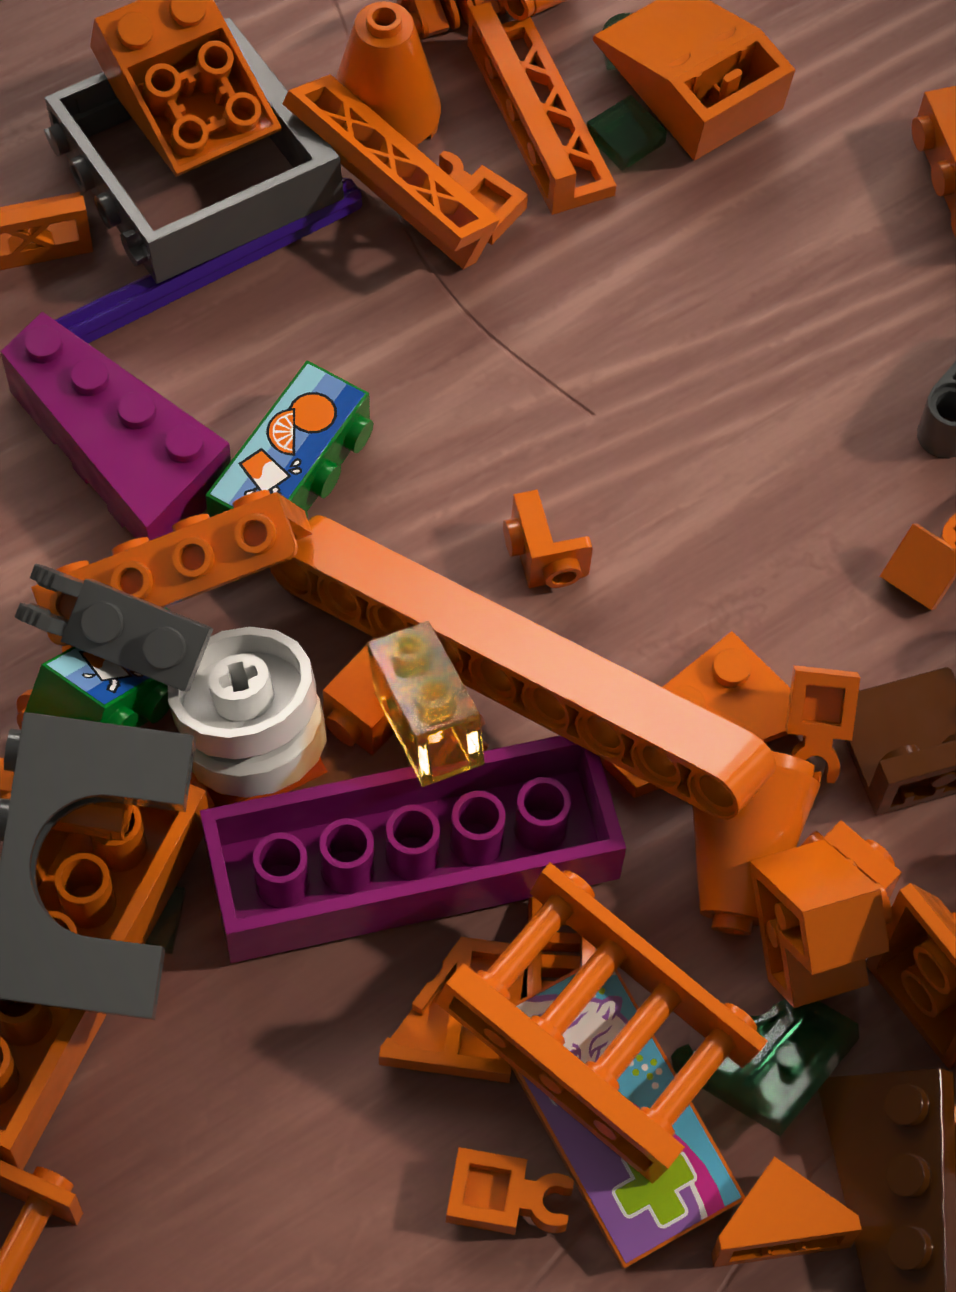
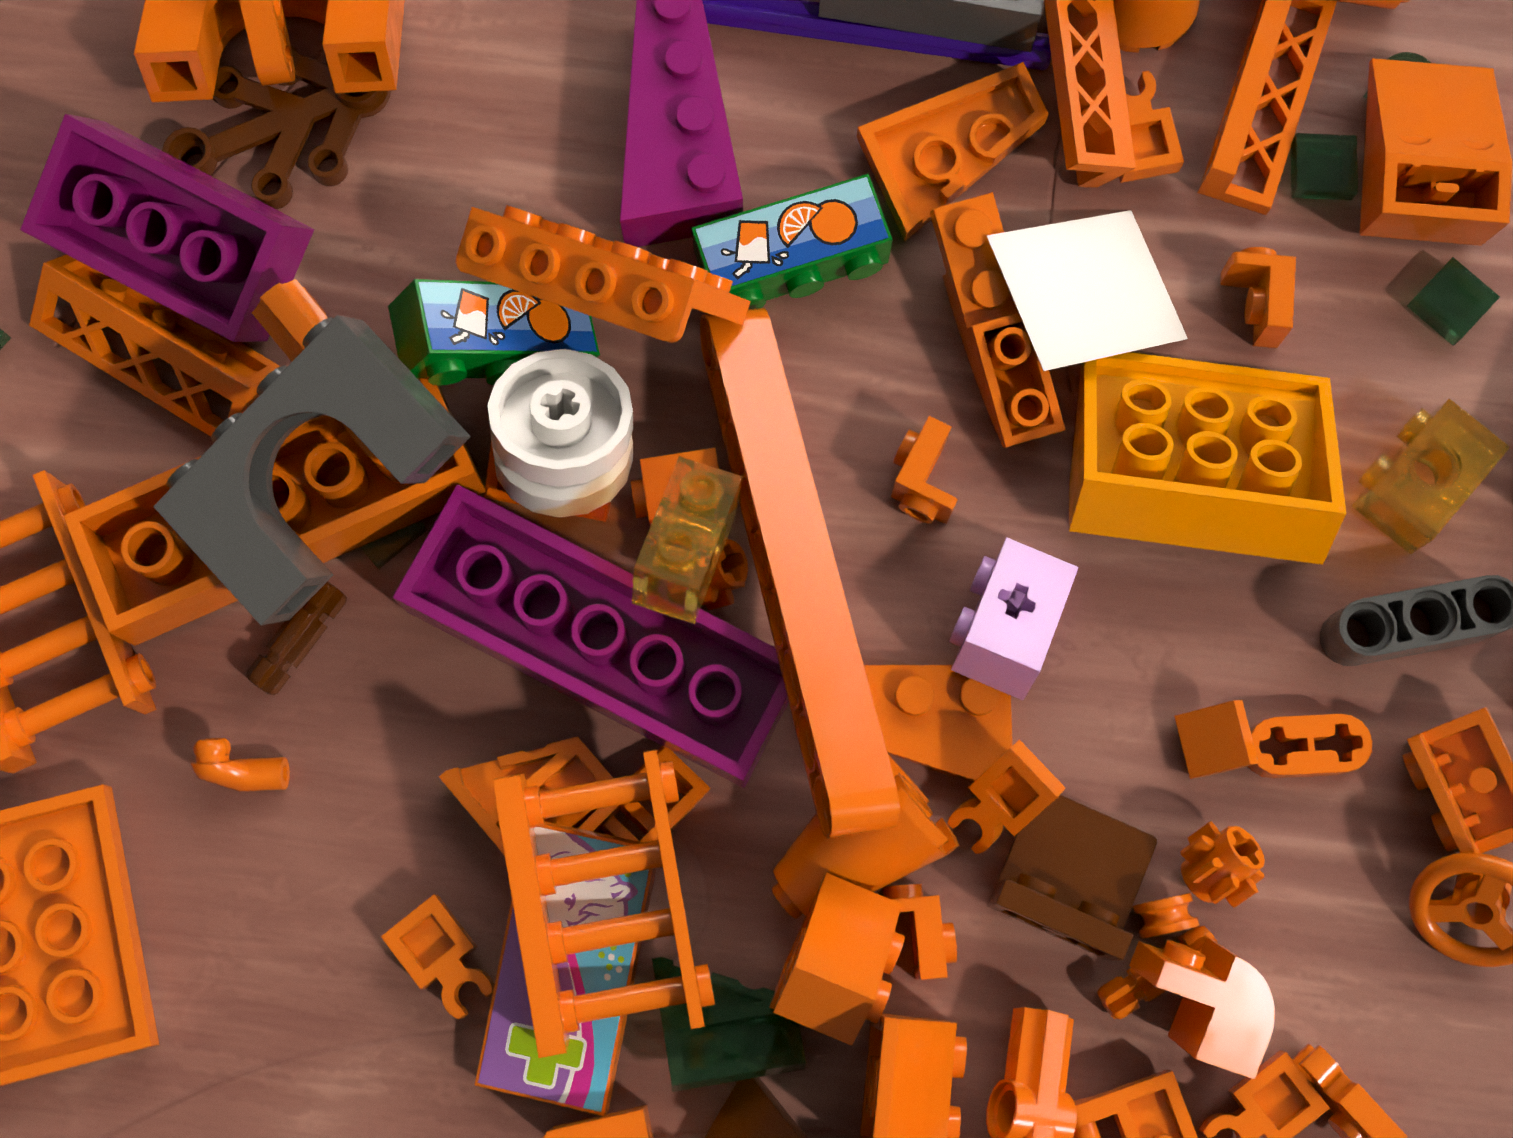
camera: 45 degrees right, 15 degrees up
(122, 628) = (498, 292): dark grey hinge -> none
(158, 1062) = (295, 639): none -> reddish brown axle
(208, 1197) = (238, 774): none -> orange arm
(339, 303) = (949, 142): none -> orange wing
(500, 409) = (991, 329): none -> orange slope
(541, 328) = (1086, 289): none -> white sticker
(674, 237) = (1270, 294): none -> orange bracket
(706, 590) = (1014, 618): none -> brick
(732, 383) = (1206, 457): none -> light orange slope
(799, 158) = (1453, 301): none -> clear green tile
(899, 251) = (1457, 453): none -> clear yellow brick

